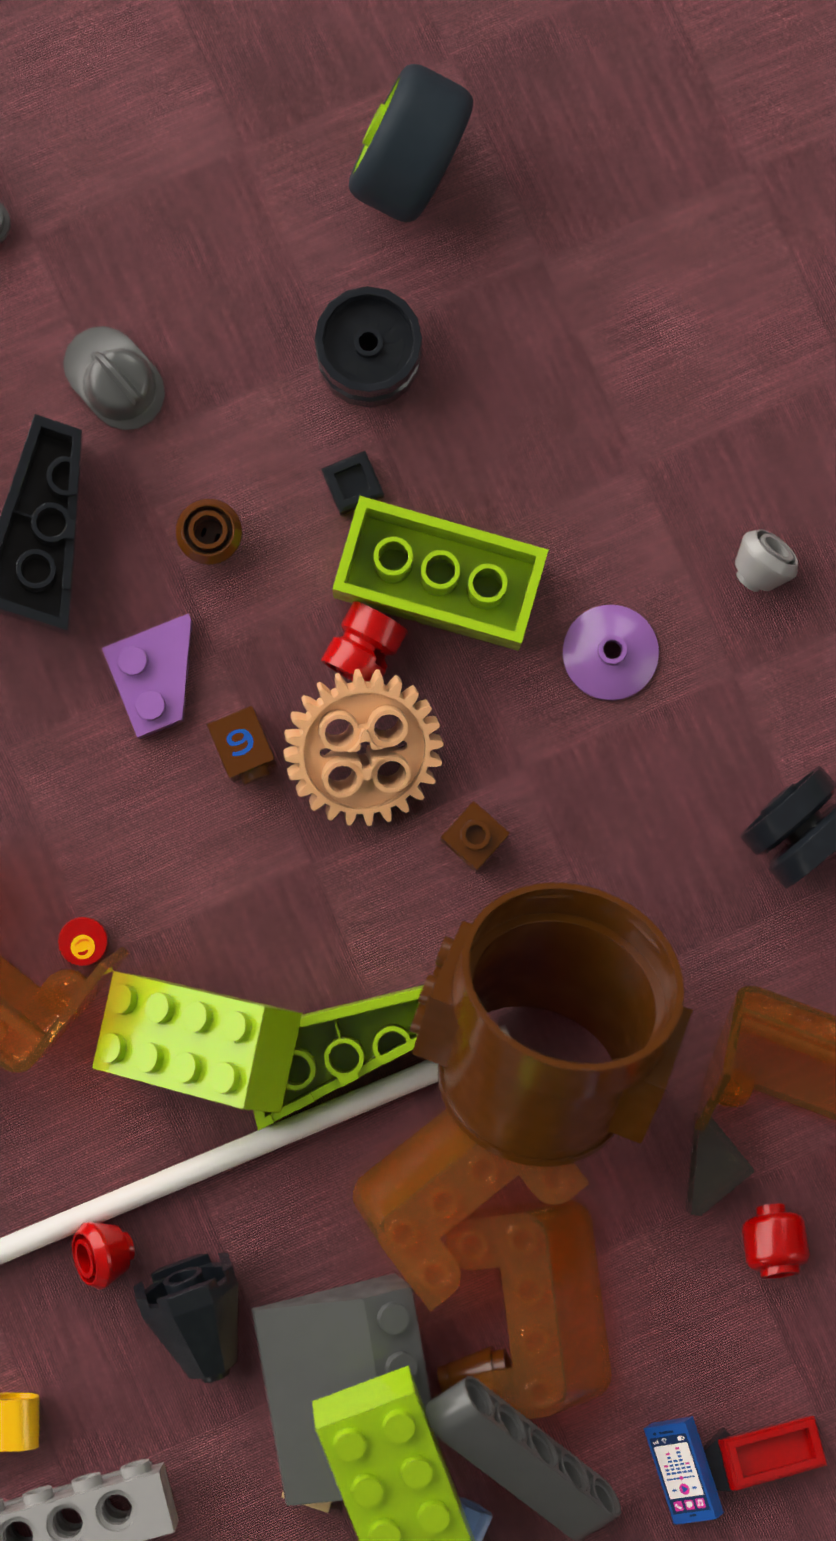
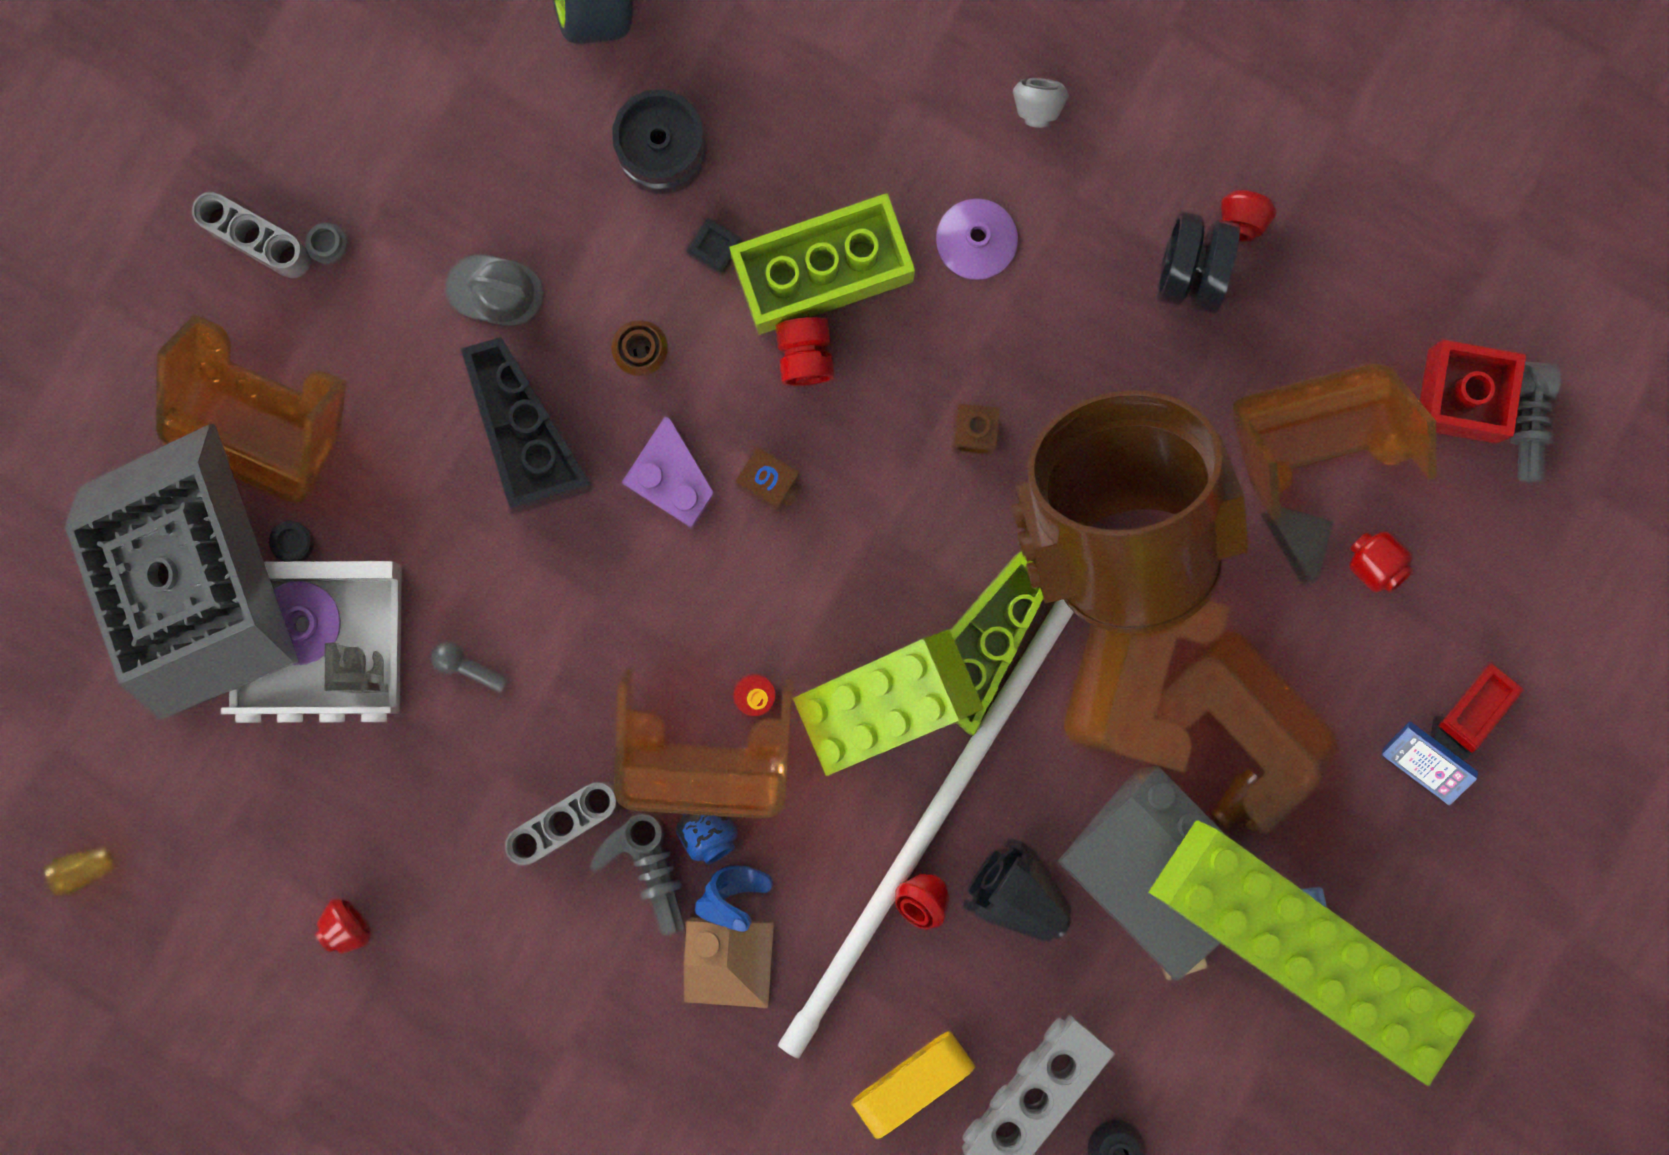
camera: 30 degrees left, 0 degrees up
(364, 788) = (835, 392): light nougat gear -> none
(522, 1458) = (1318, 829): dark grey beam -> none

